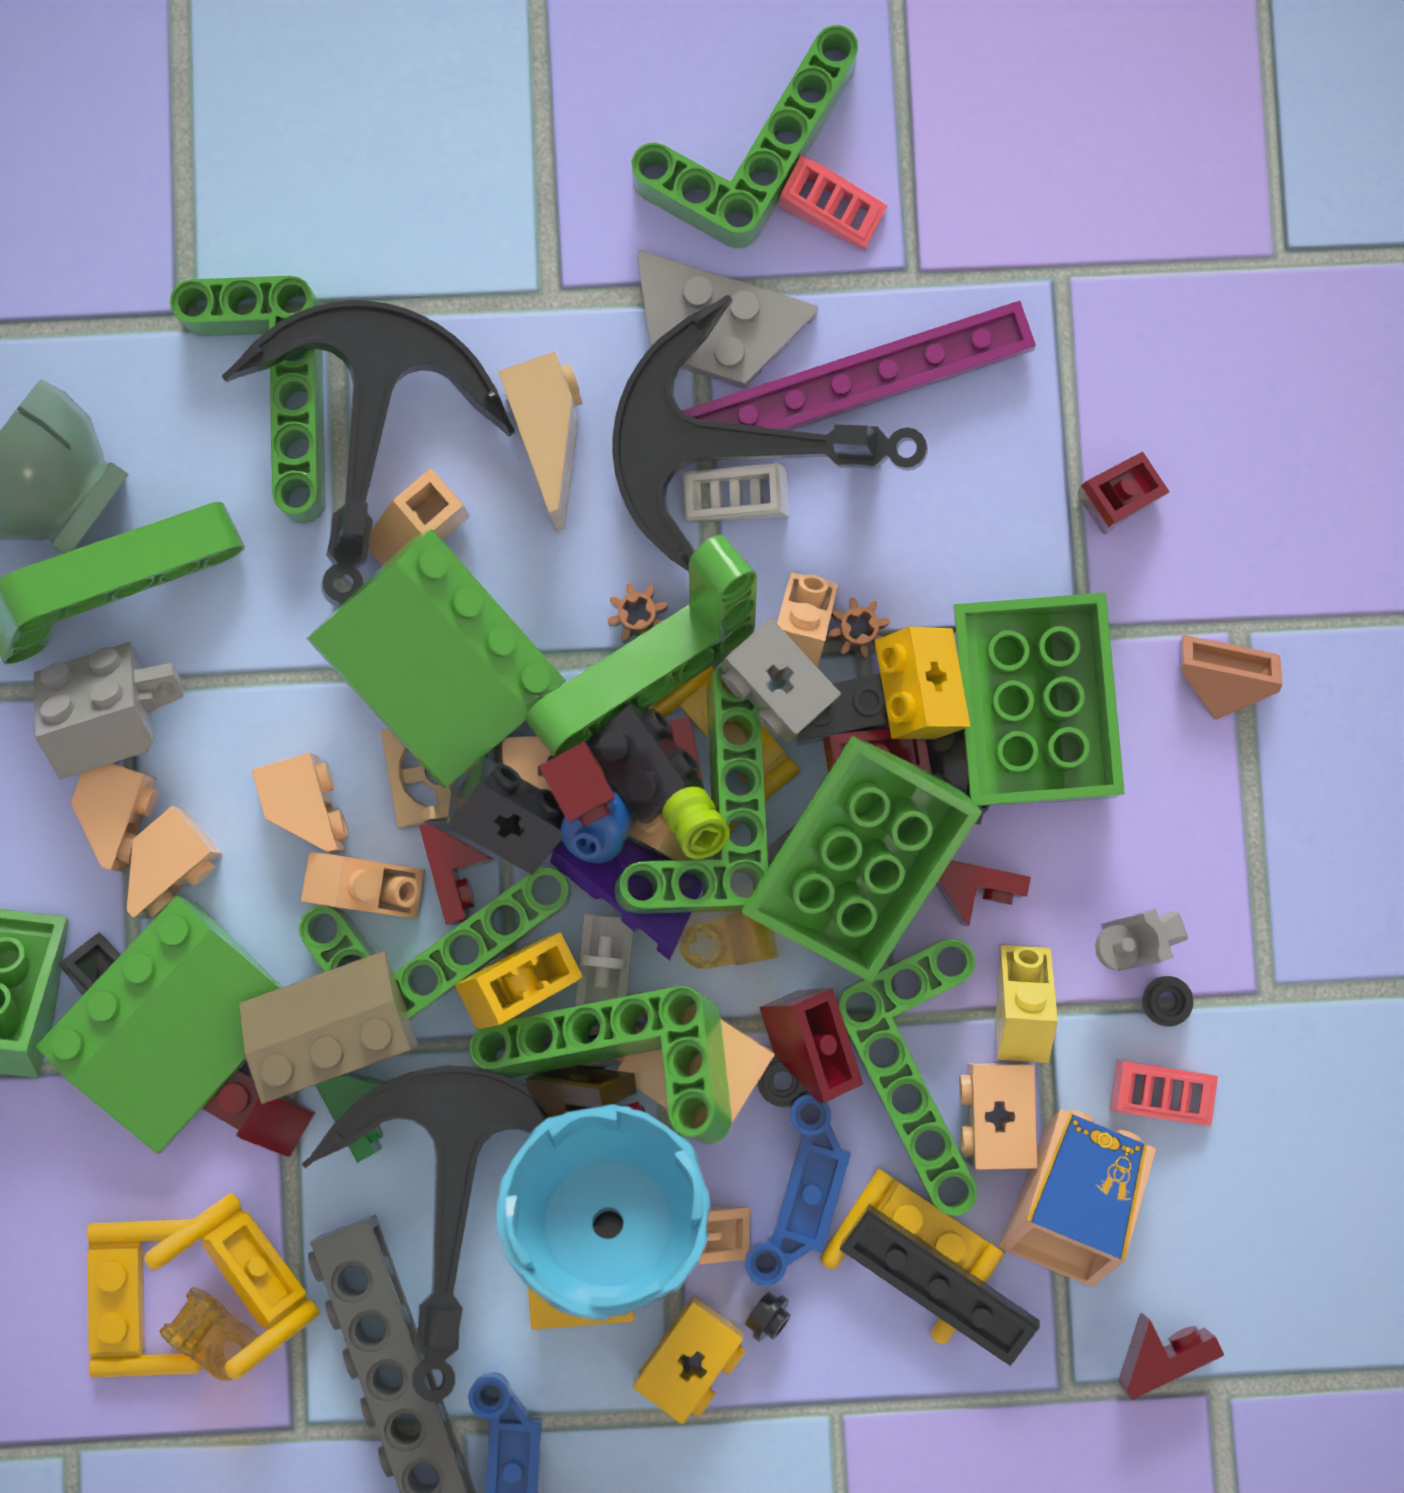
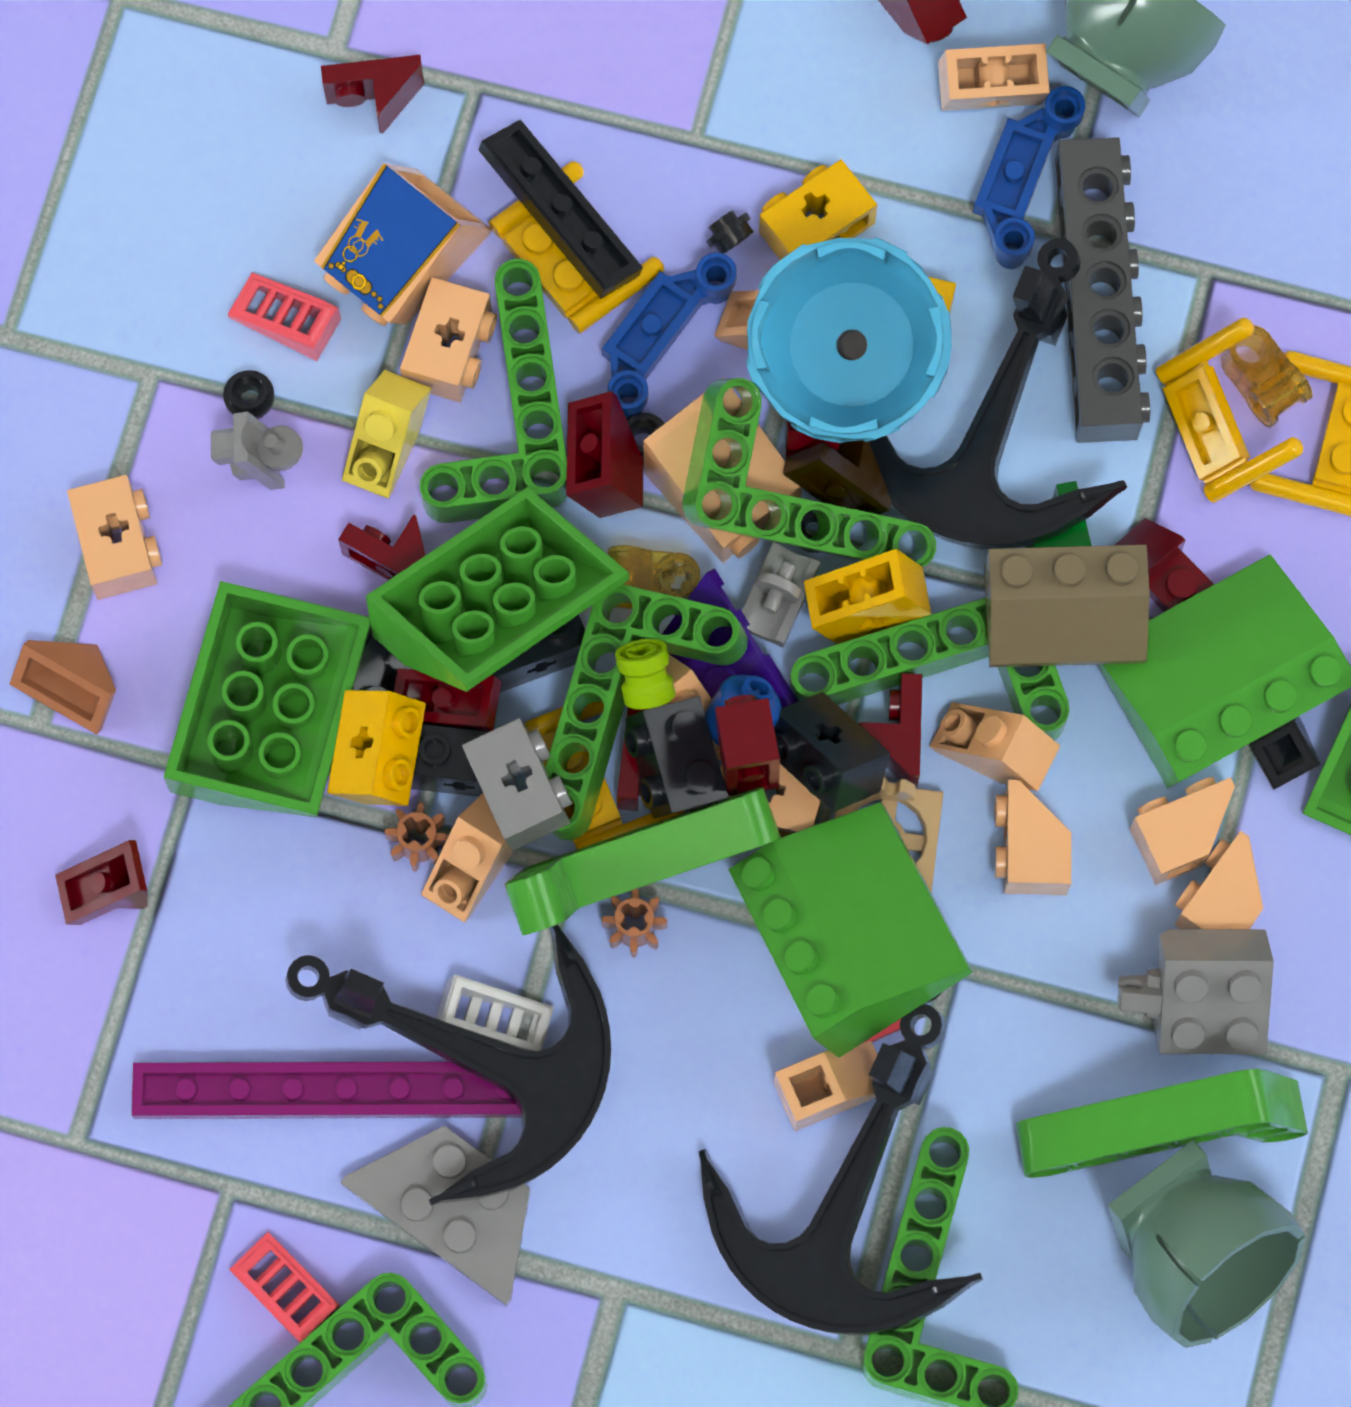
camera: 165 degrees left, 10 degrees down
(544, 408) = (661, 1139): tan slope -> none
(1262, 833) = (98, 512): none -> light nougat brick

